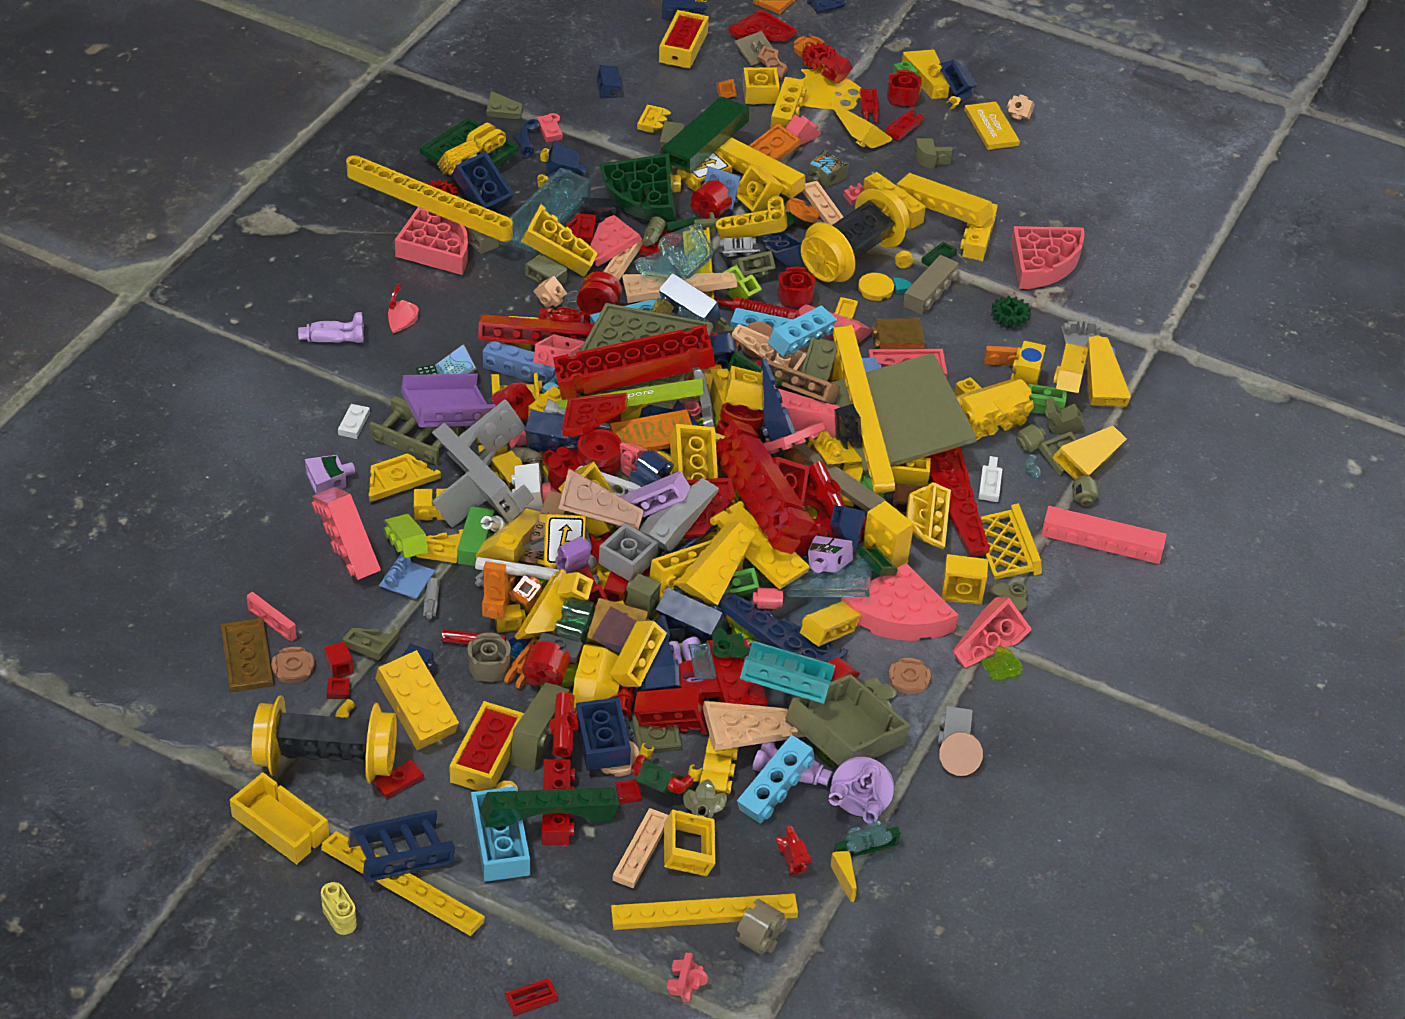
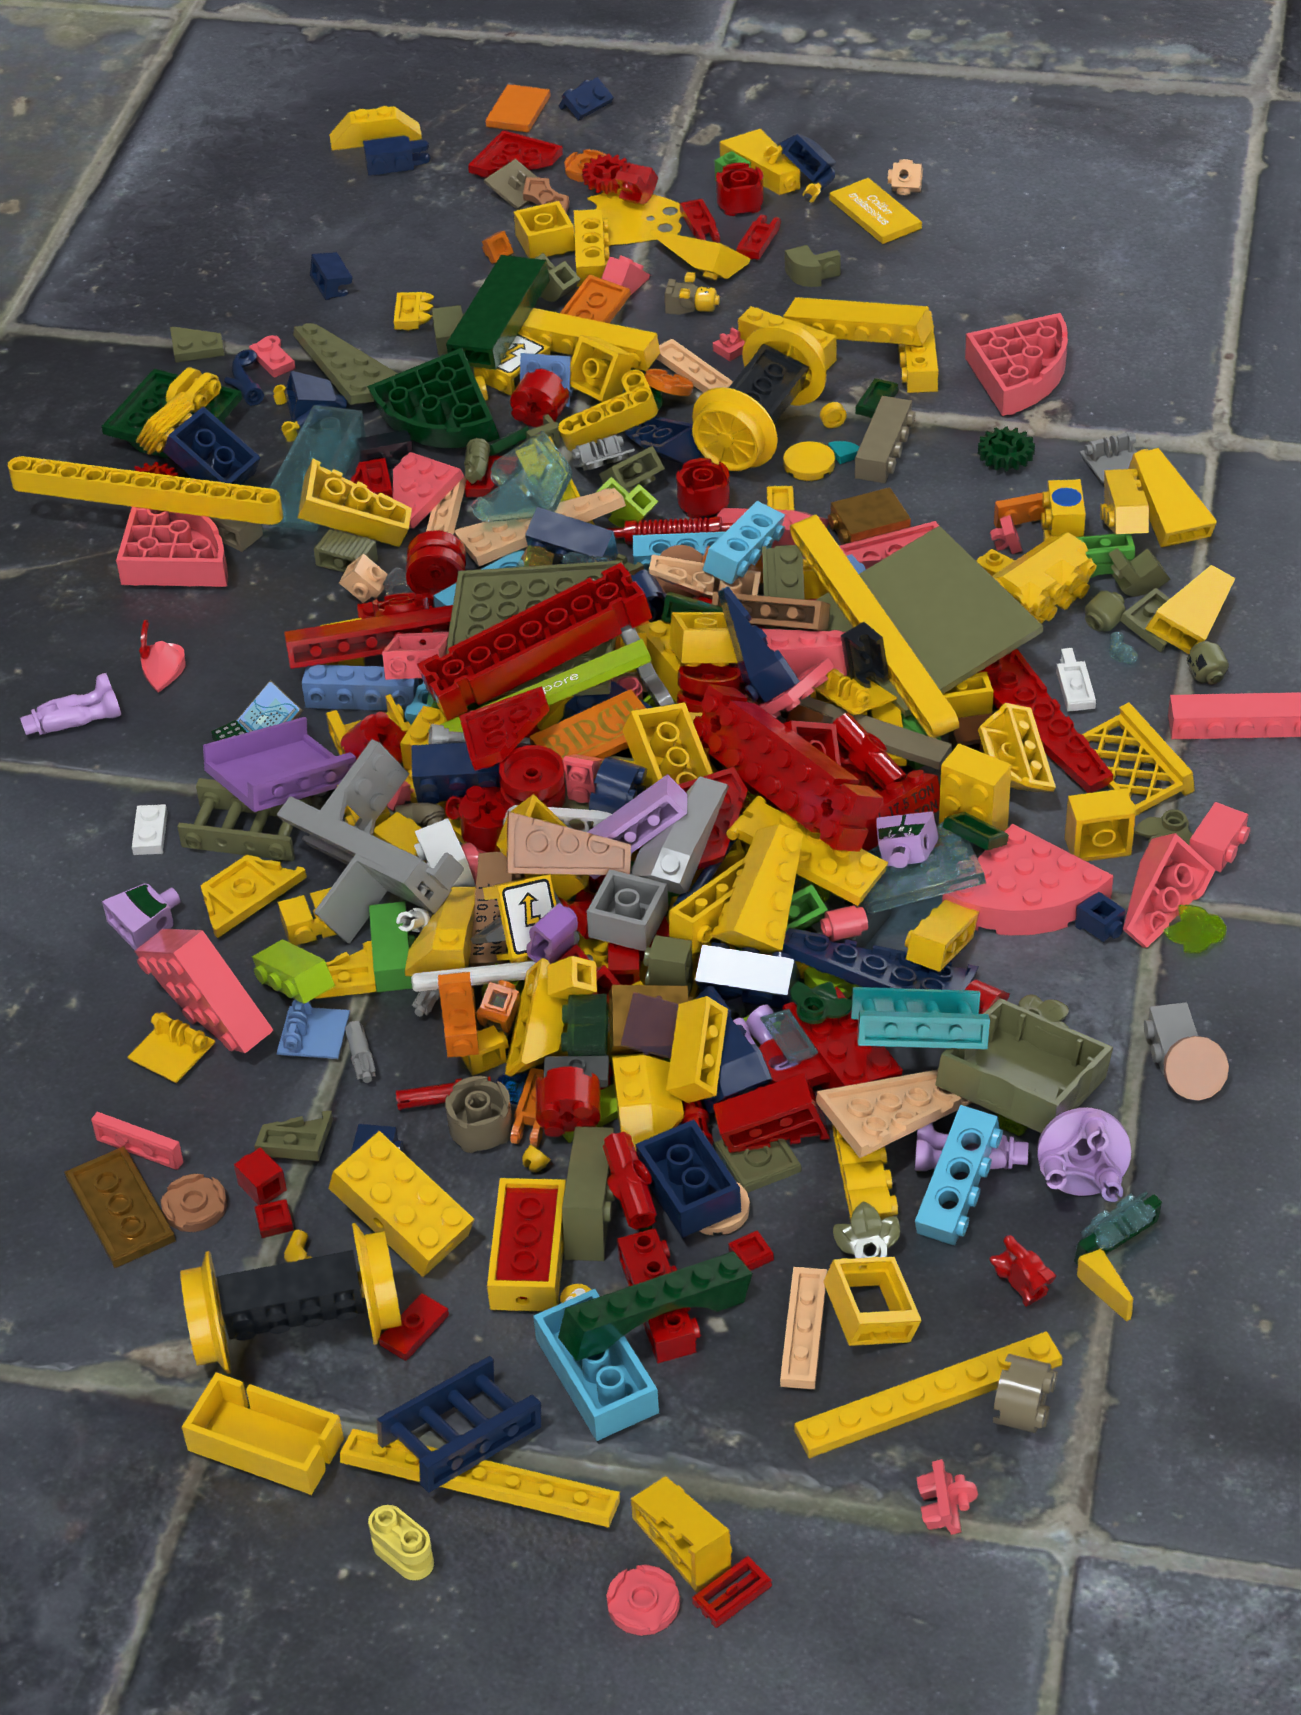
camera: 10 degrees left, 0 degrees up
(314, 564) = (171, 1047): none -> yellow hinge
(474, 986) = (643, 1600): none -> coral tile
(513, 951) = (683, 1532): none -> yellow wedge
(514, 695) = (534, 1159): none -> yellow hinge
(593, 143) = (342, 363): none -> olive wing
(661, 778) = (793, 1218): torso -> none
(683, 39) = (413, 194): yellow brick -> none
(757, 122) = (561, 281): none -> olive brick
(827, 169) = (680, 320): olive torso -> none
(841, 152) = (687, 297): none -> piece
(847, 524) = (915, 789): dark blue slope -> none
(909, 676) = (1075, 979): nougat tile -> none
(941, 643) = (1100, 917): none -> dark blue brick
(986, 371) = (1008, 536): none -> coral tile
(1042, 607) = (1220, 835): none -> coral brick

